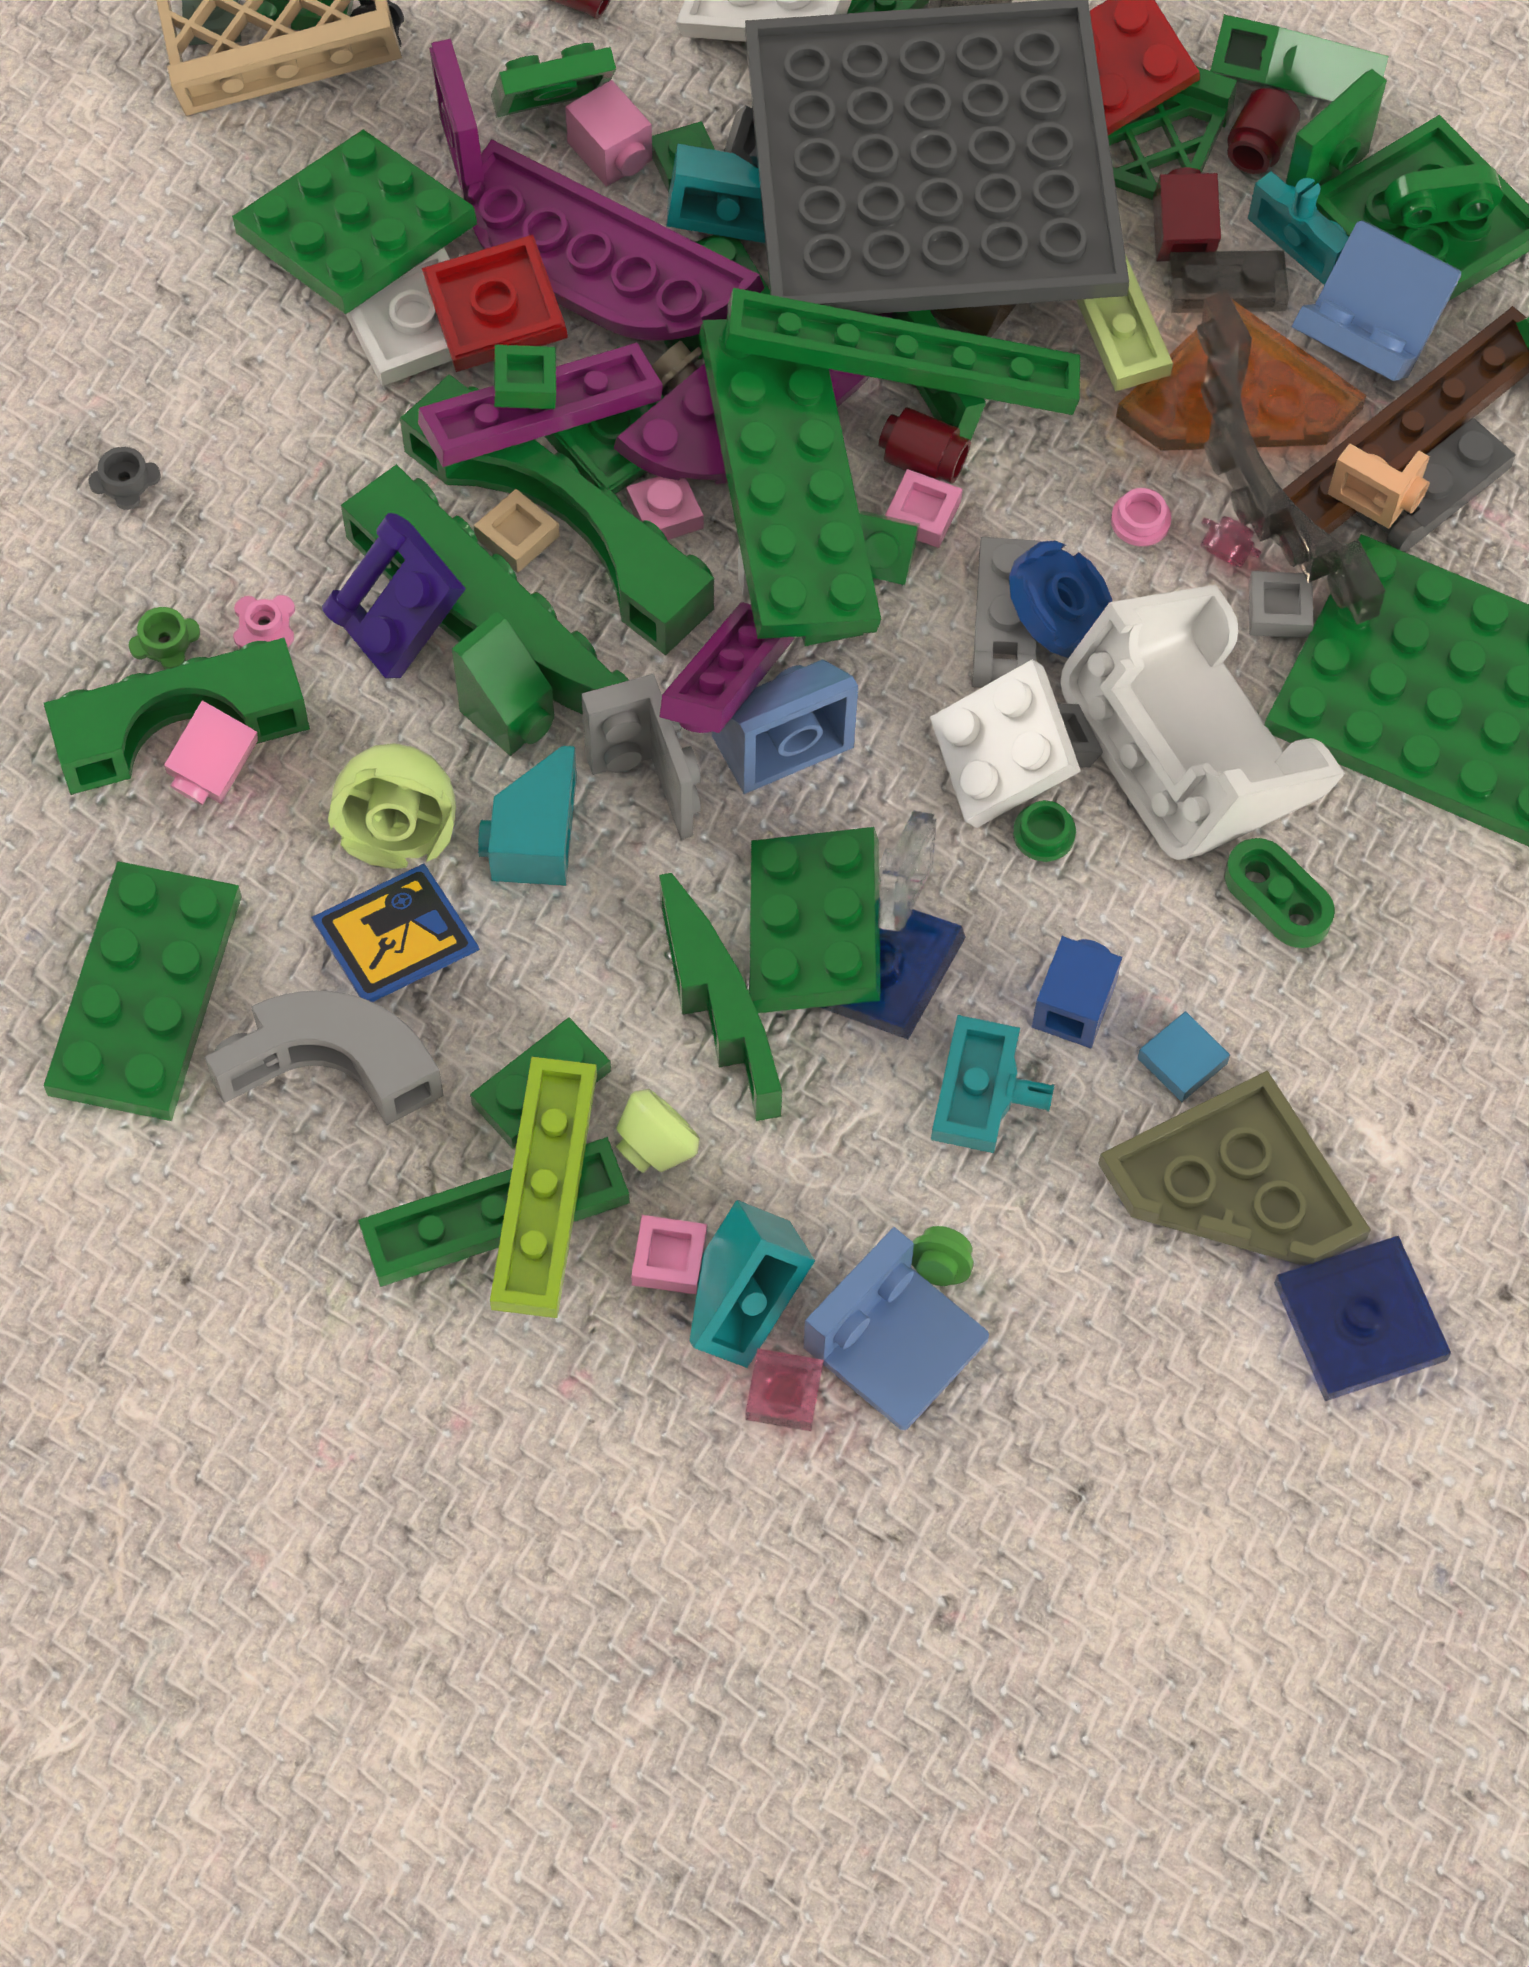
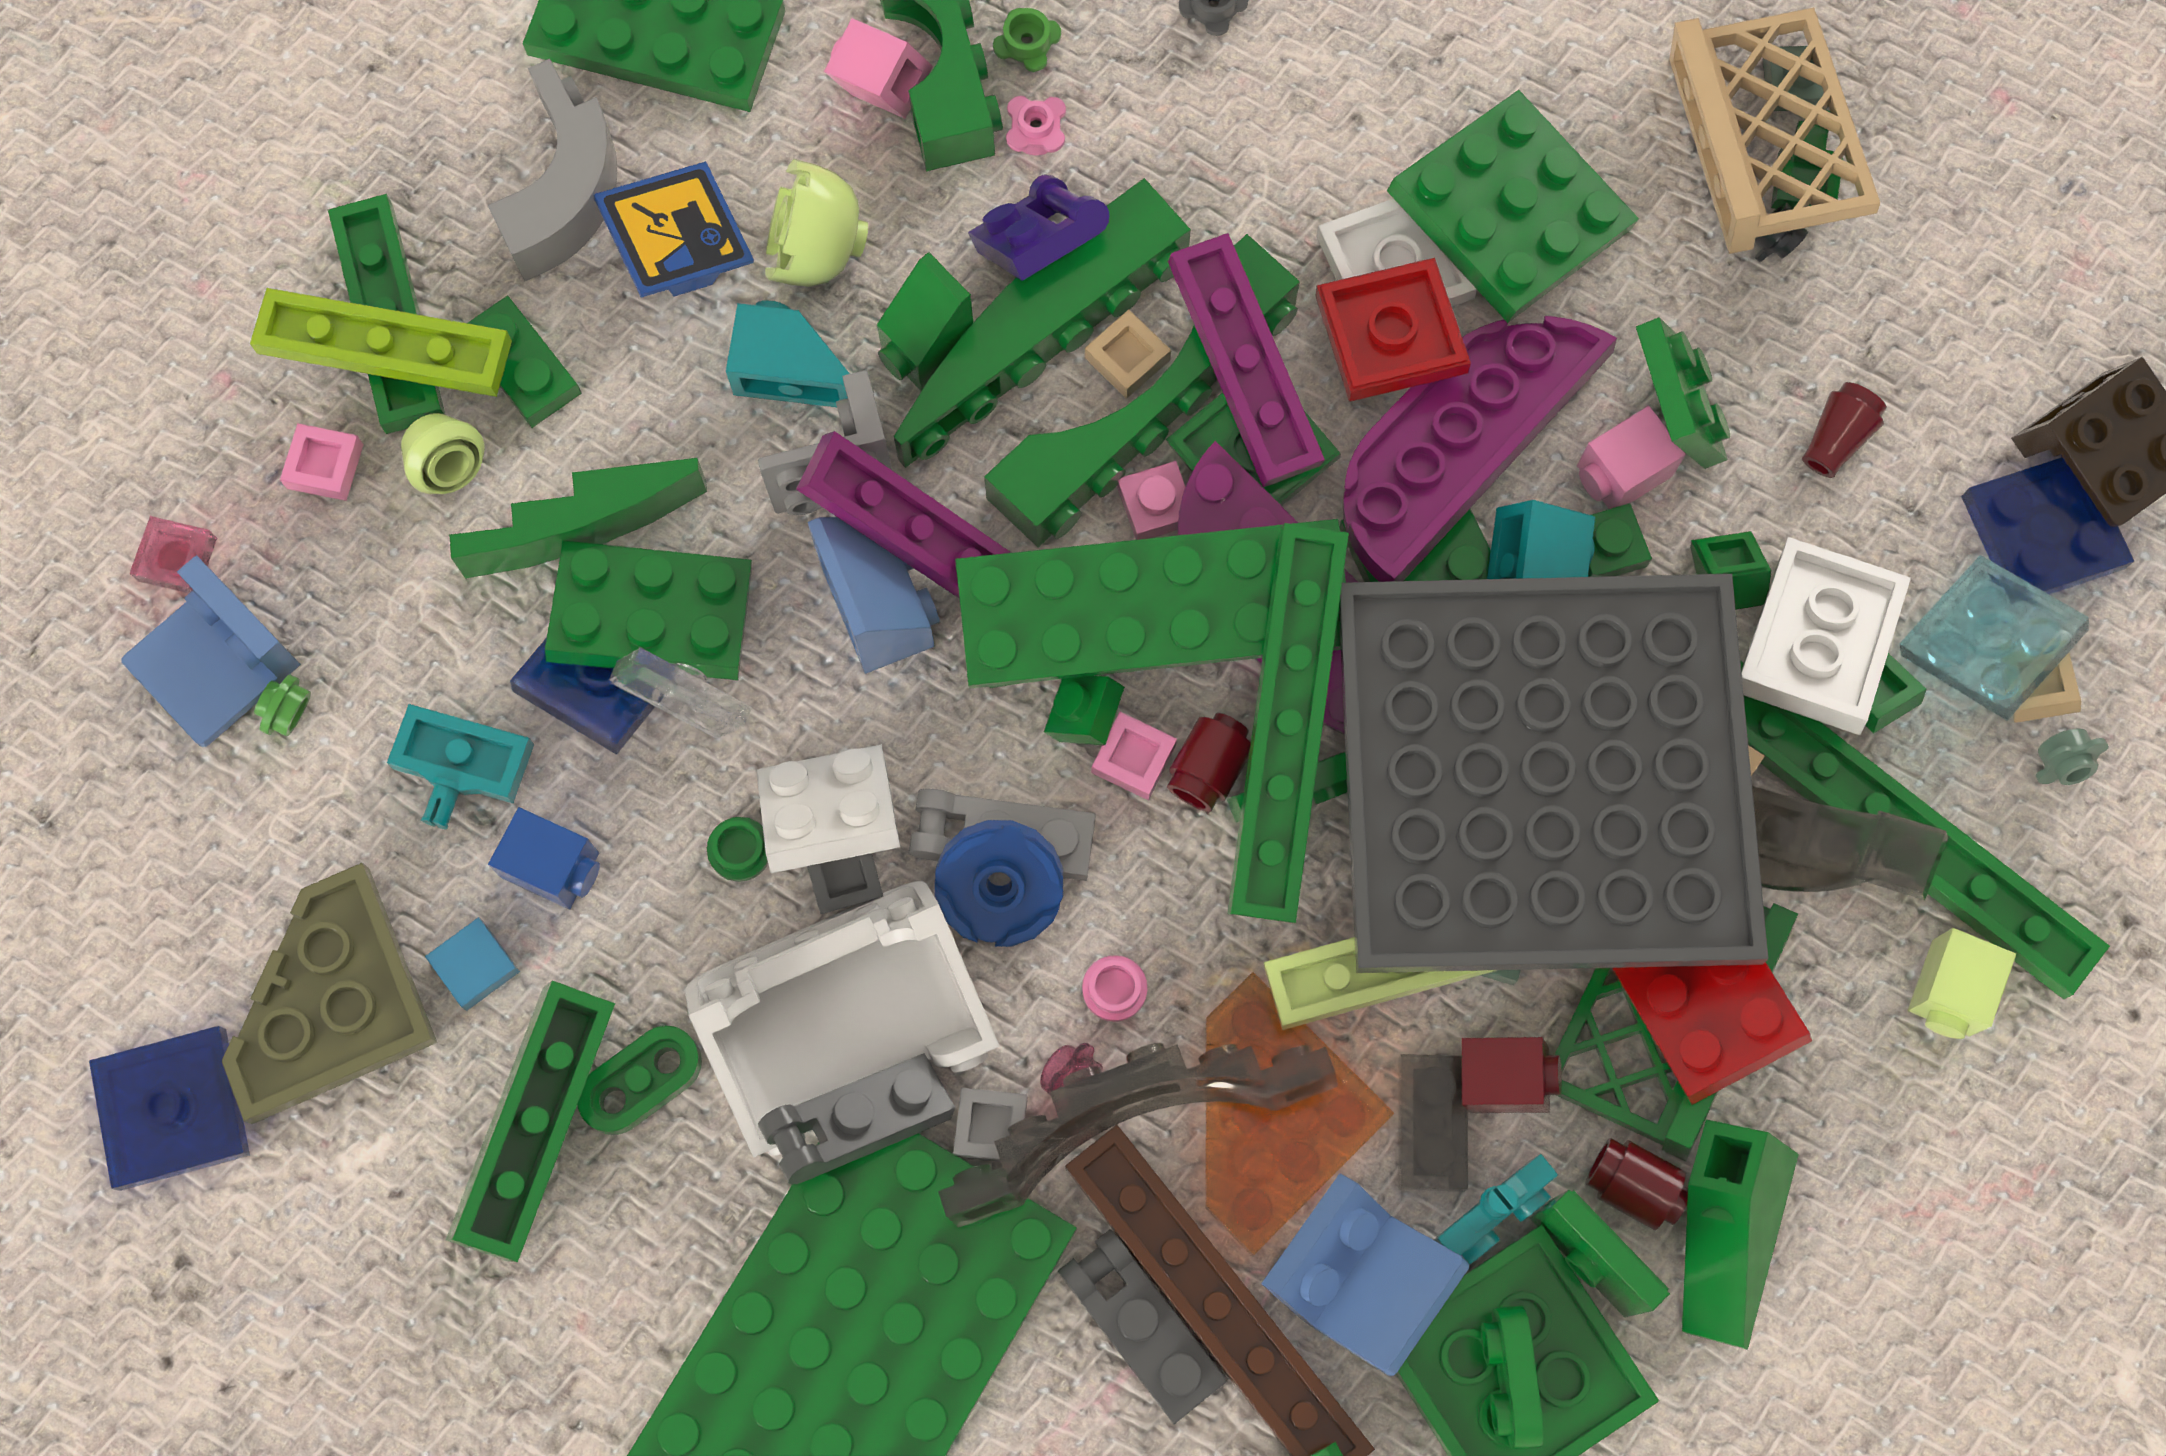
camera: 95 degrees right, 10 degrees up
(456, 116) = (1630, 292): magenta tile -> none
(524, 376) = (1255, 330): green plate -> none
(676, 365) = (1313, 505): dark tan plate -> none
(703, 70) = (1738, 556): none -> green slope
(746, 1282) = (275, 522): teal slope -> none
(1297, 690) = (857, 1118): none -> plate
(1339, 965) = (530, 1122): none -> green brick
(1375, 487) = (1113, 1231): light nougat bracket -> none

